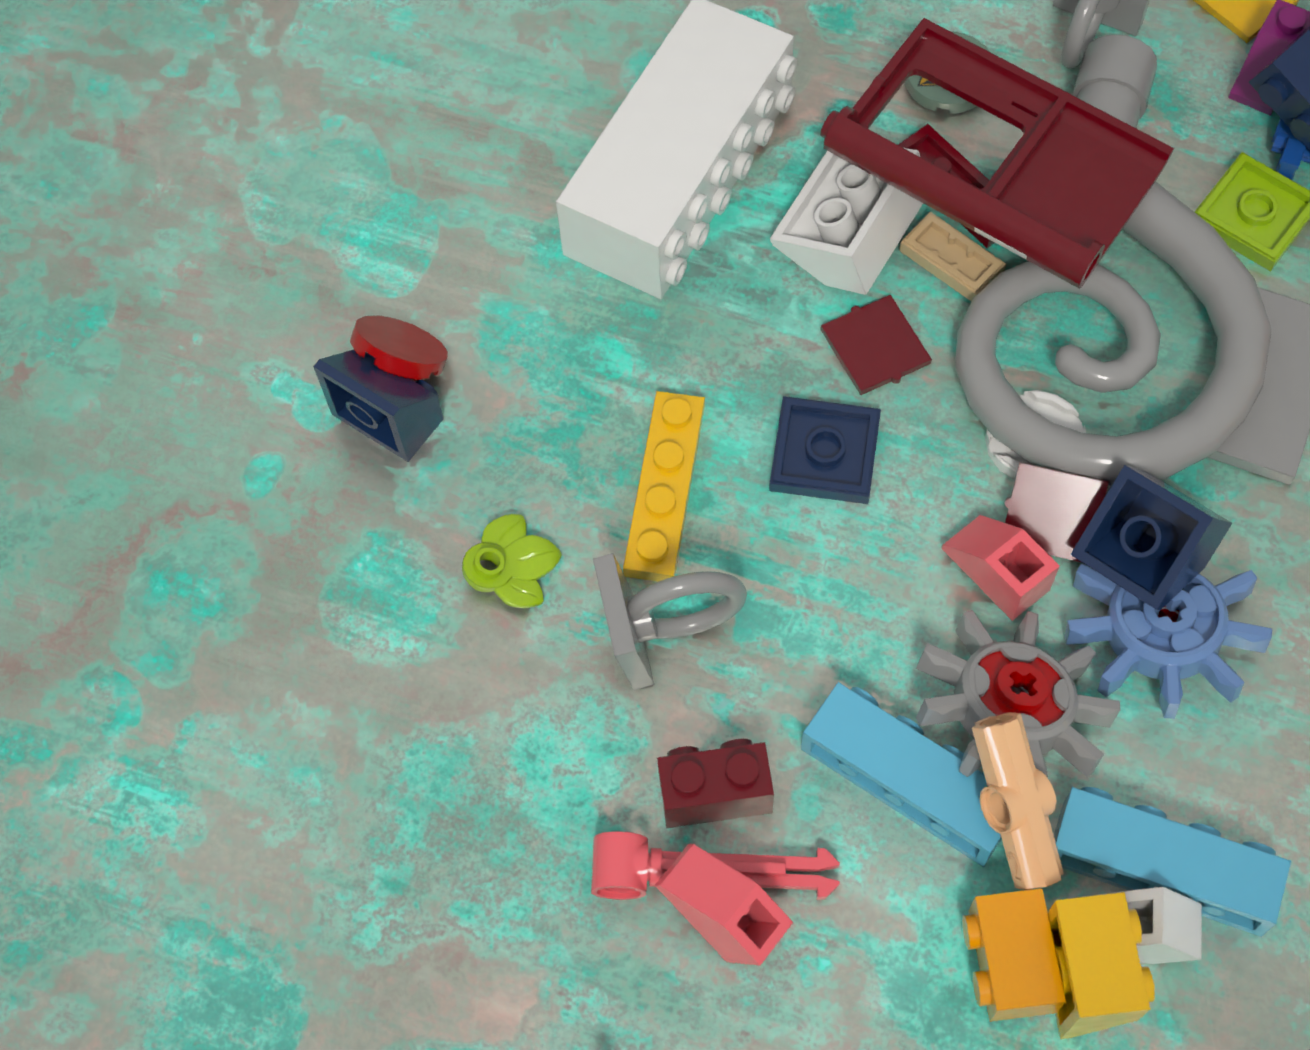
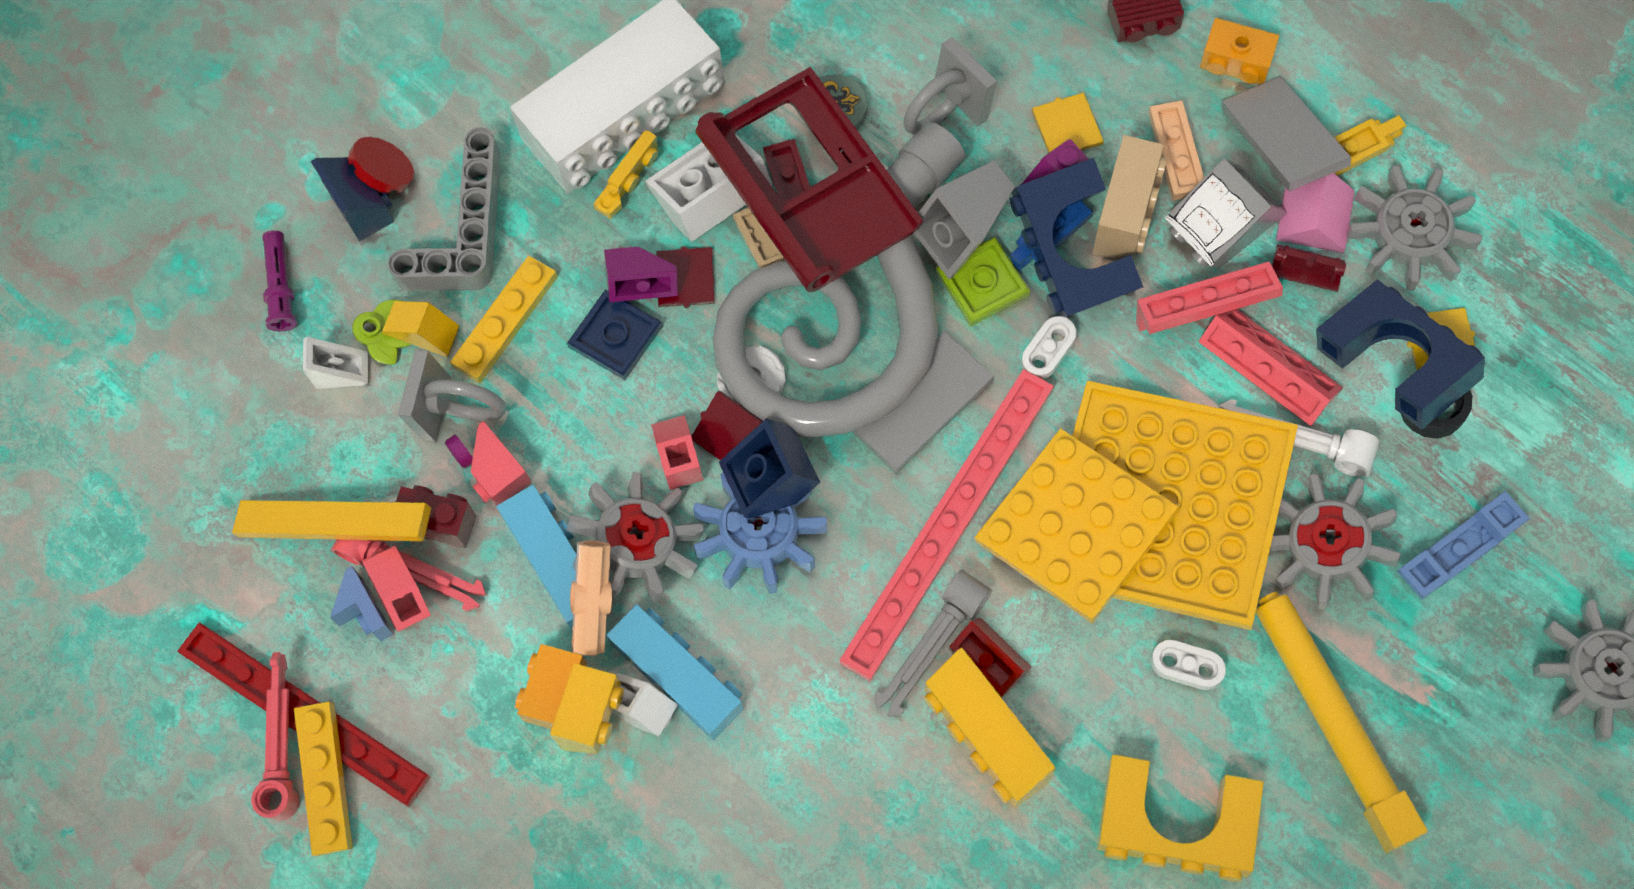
camera: 25 degrees right, 5 degrees up
(333, 570) = (278, 294): none -> magenta pin
(465, 633) = (334, 364): none -> white slope
(558, 534) = (421, 326): none -> yellow slope
(560, 378) = (470, 224): none -> light grey beam
(579, 846) = (332, 520): none -> yellow tile
(667, 943) = (356, 601): none -> medium blue slope
(702, 681) = (459, 451): none -> magenta tile
(736, 248) = (627, 174): none -> yellow hinge
(765, 683) = (495, 468): none -> coral slope
(823, 359) = (638, 275): none -> magenta slope
(1220, 133) = (962, 214): none -> light grey slope

